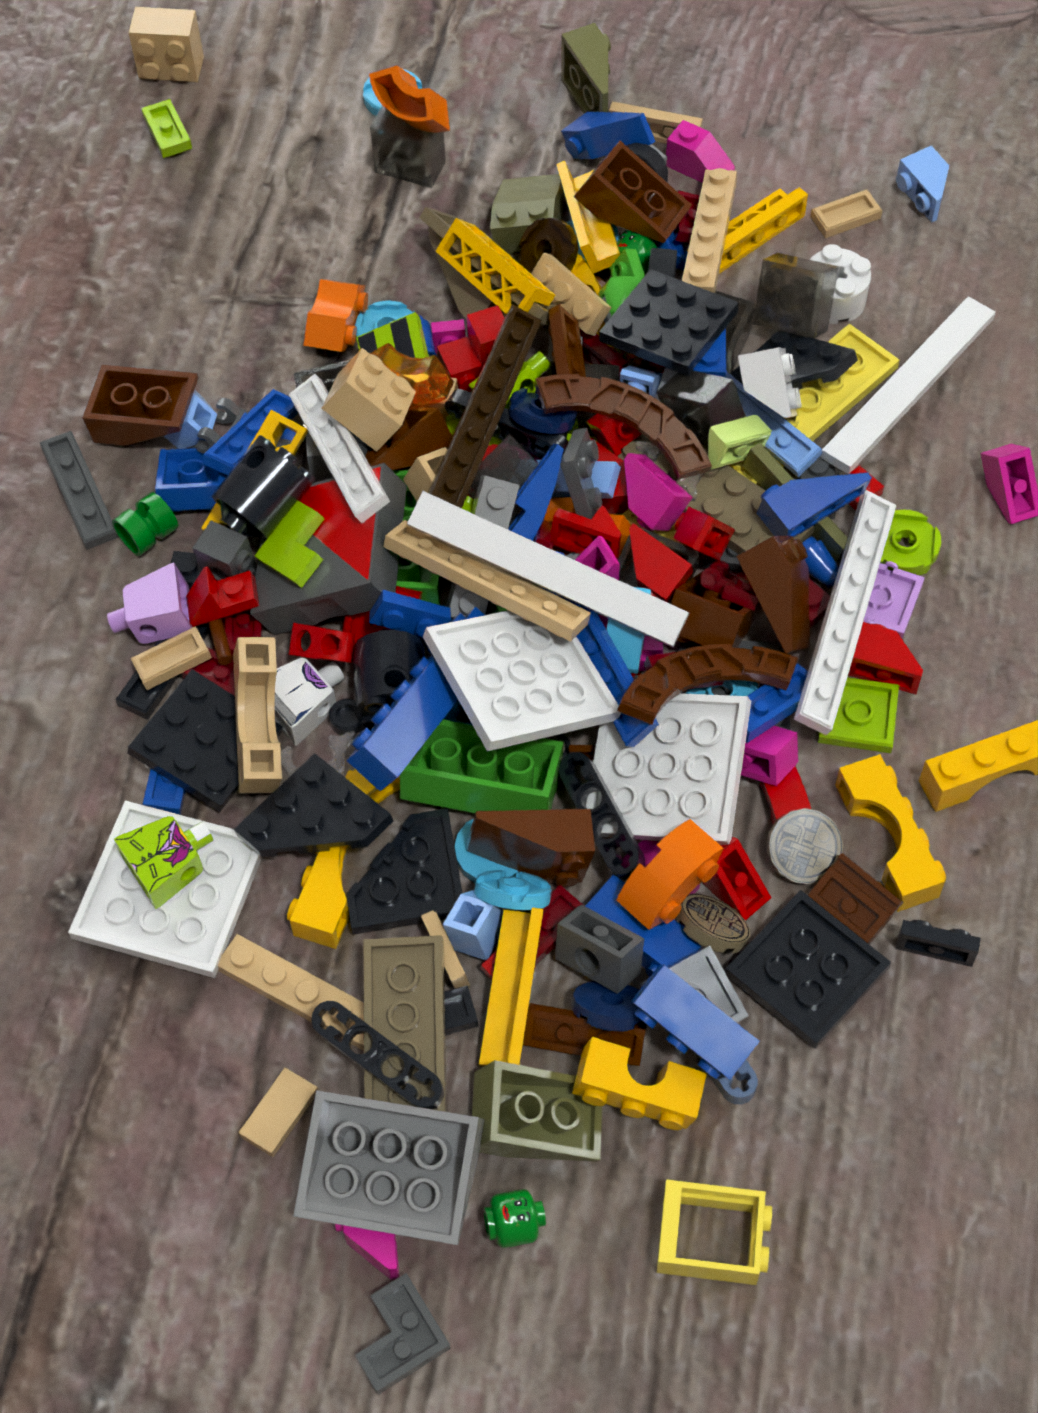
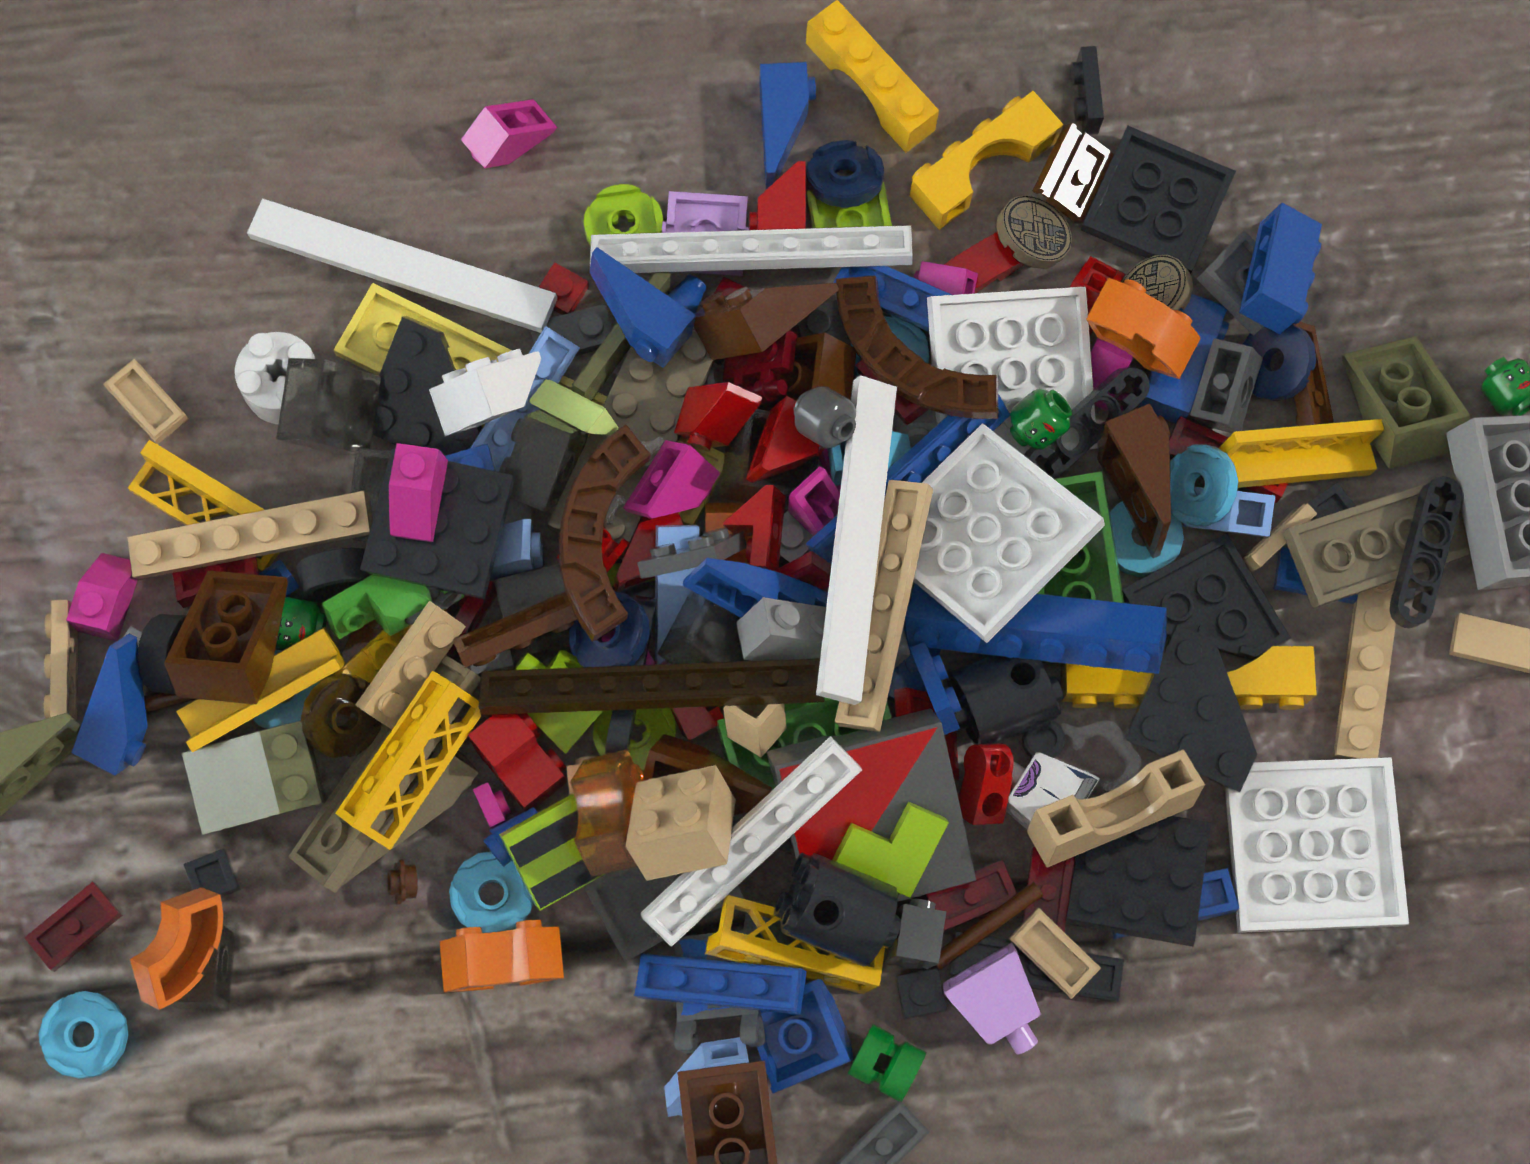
camera: 115 degrees left, 15 degrees up
(163, 856) = (1301, 850): lime torso -> none
(221, 598) = (969, 919): red slope -> none
(417, 275) = (402, 881): none -> reddish brown plate
(467, 98) = (73, 926): none -> dark red plate
(469, 174) = (213, 873): none -> black plate
(606, 1080) = (1343, 285): yellow arch -> none
(613, 763) = (1040, 419): none -> green head
(659, 573) = (825, 416): none -> dark grey head
(695, 295) = (415, 491): none -> dark pink slope
(714, 1197) = (1459, 252): light yellow window -> none
(892, 725) = (845, 190): none -> dark blue tile
(923, 180) = (76, 315): light blue slope -> none
(977, 683) = (784, 108): none -> blue slope

